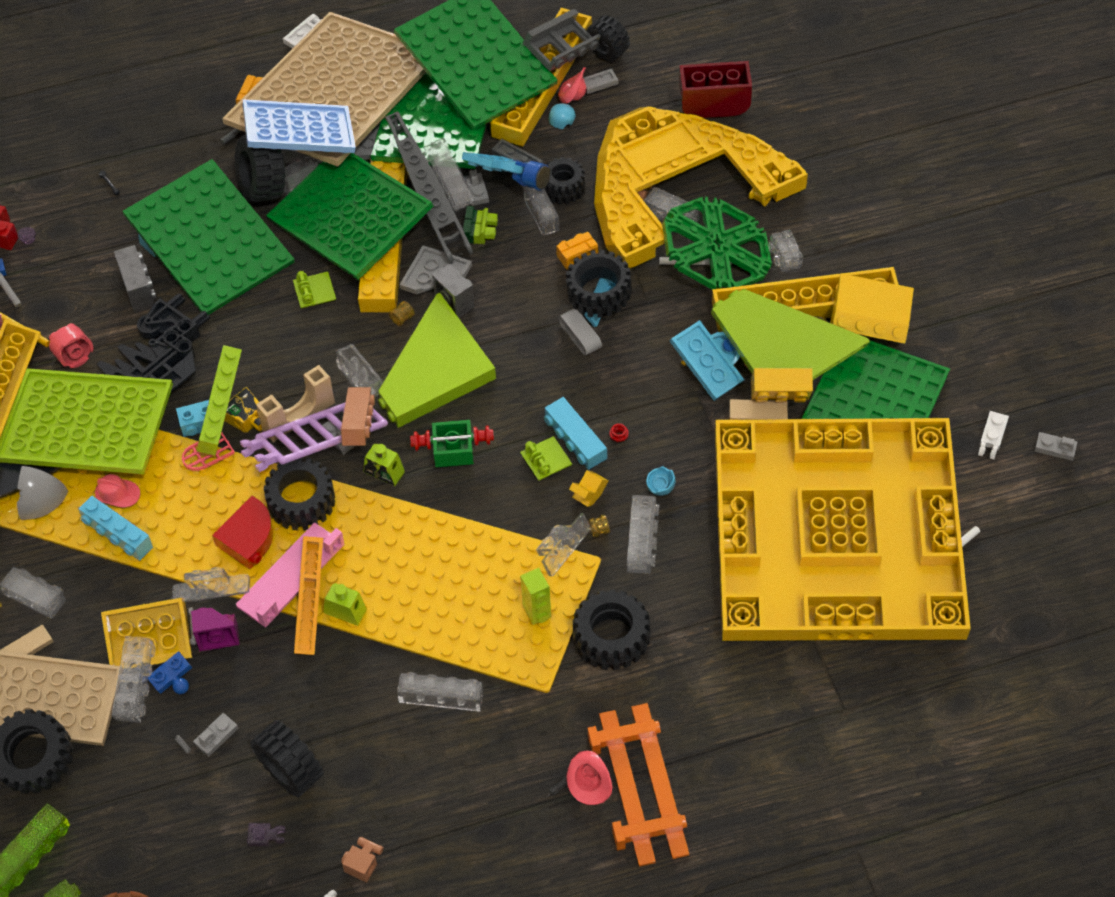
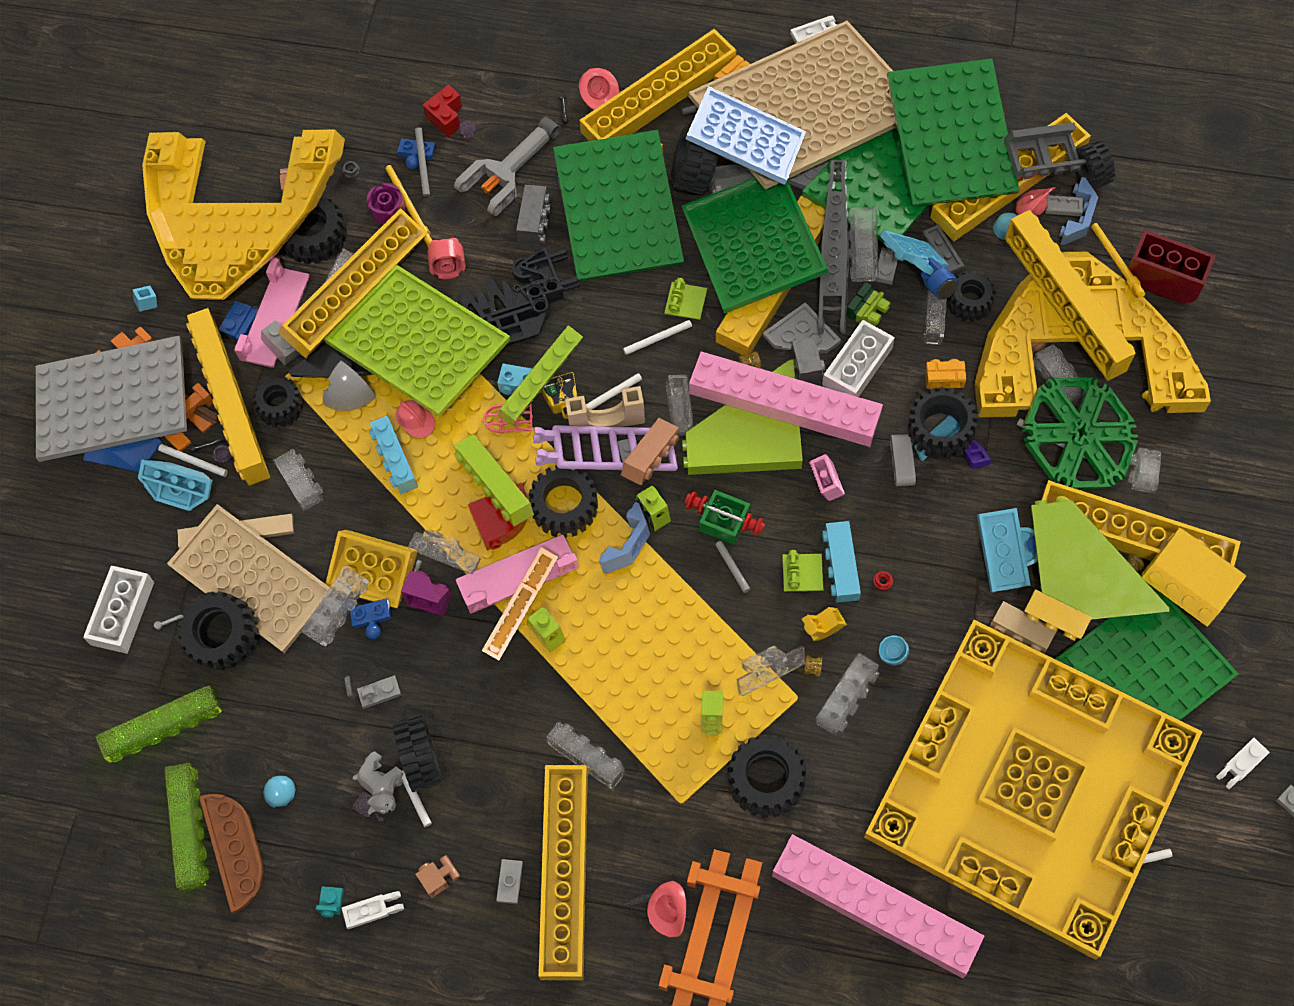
camera: 30 degrees right, 10 degrees up
(84, 254) = (504, 172): none -> light grey piece
(135, 152) = (597, 87): none -> coral hat
(167, 864) = (279, 791): none -> medium azure hair
(191, 129) = (659, 89): none -> yellow brick
(225, 502) = (493, 479): none -> lime brick
(263, 807) = (379, 784): none -> light grey animal
(294, 386) = (616, 390): none -> white bar
(301, 334) = (657, 337): none -> white bar
(302, 806) = (417, 803): none -> white bar
(376, 518) = (615, 559): none -> medium blue slope
(431, 830) = (509, 881): none -> light grey plate
(452, 323) = (785, 399): none -> bright pink brick
(478, 796) = (563, 873): none -> yellow brick
(481, 481) = (732, 566): none -> light grey bar
(496, 270) = (858, 360): none -> white brick
(524, 372) = (826, 477): none -> bright pink brick
(620, 95) = (1078, 230): none -> medium blue slope
(641, 301) = (976, 455): none -> dark purple plate
(647, 139) = (1069, 295): none -> yellow brick
(691, 110) = (1132, 281): none -> yellow bar
(765, 686) = (878, 906): none -> bright pink brick

